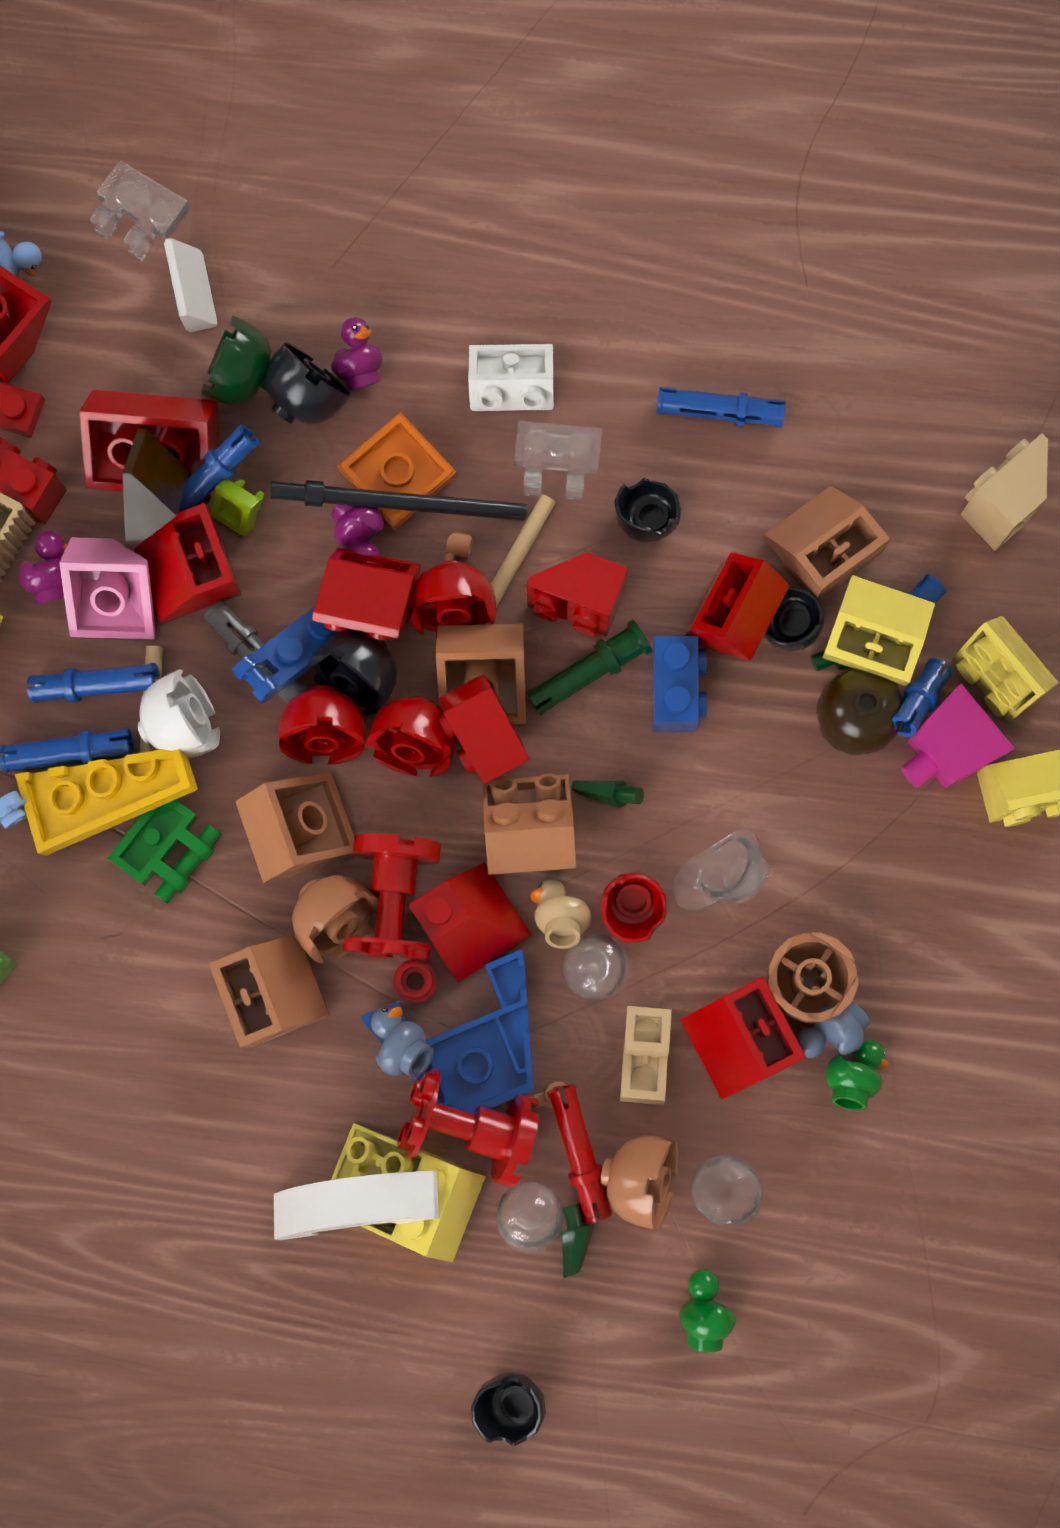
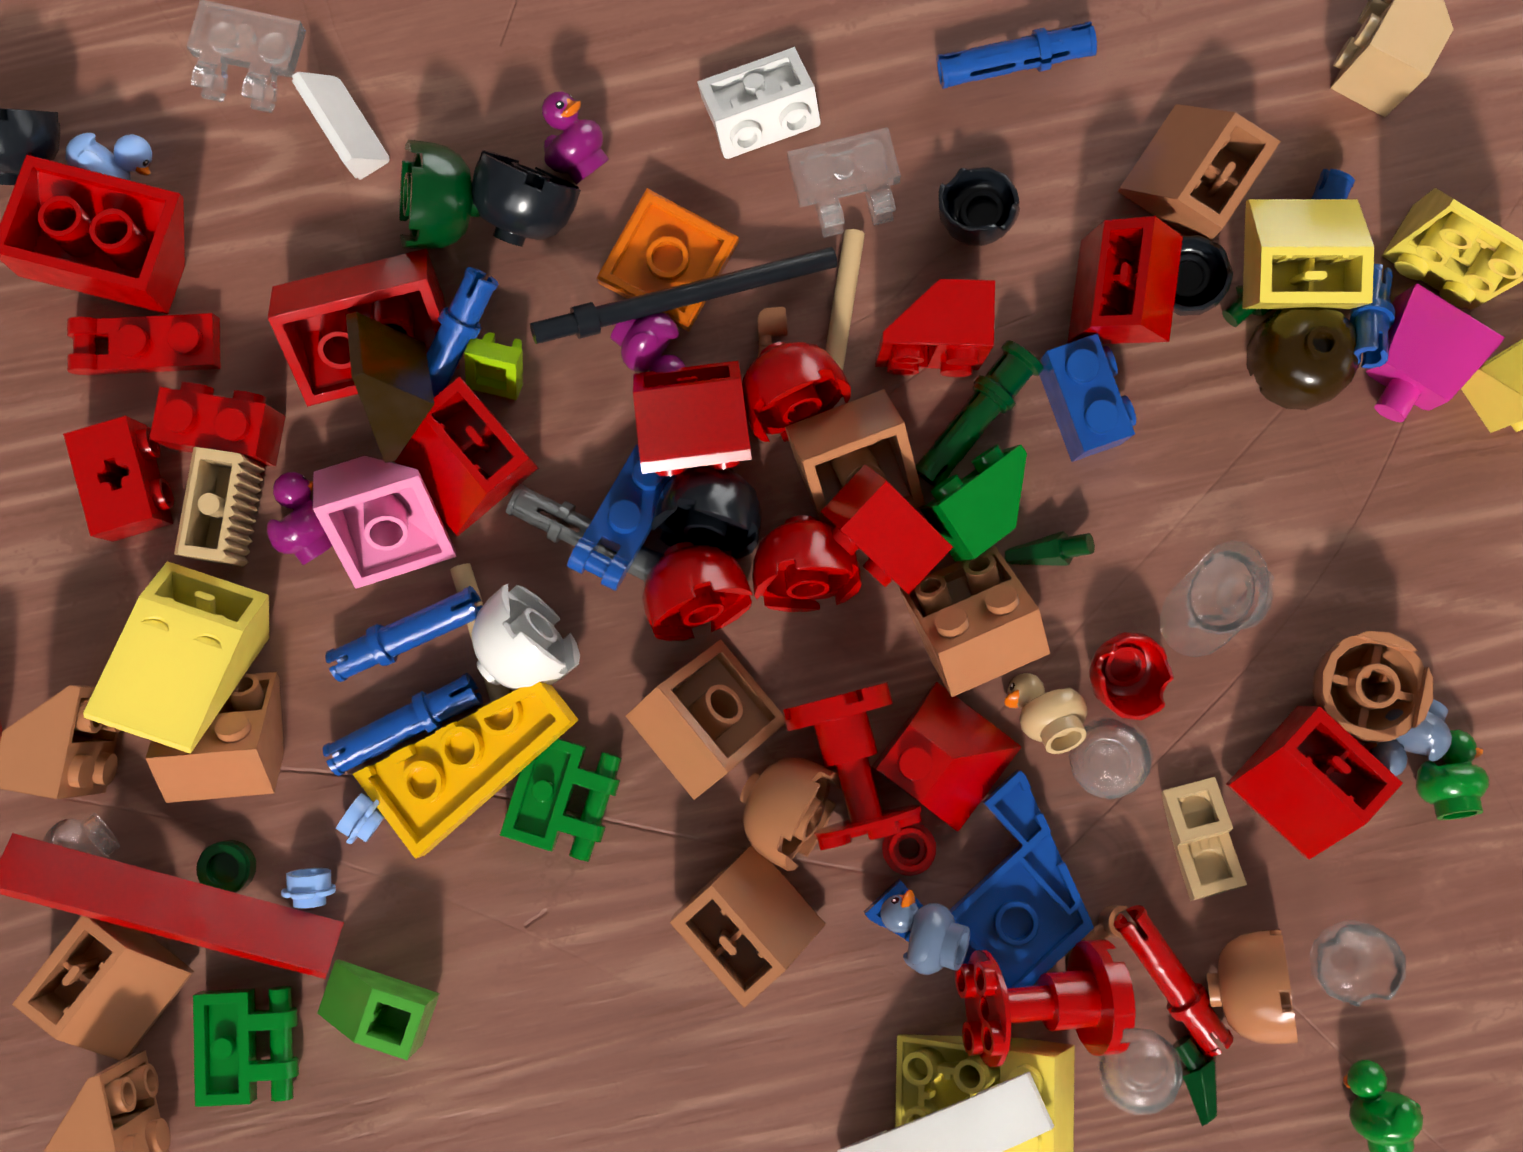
camera: 20 degrees left, 5 degrees up
(563, 738) = (982, 505): none -> green slope

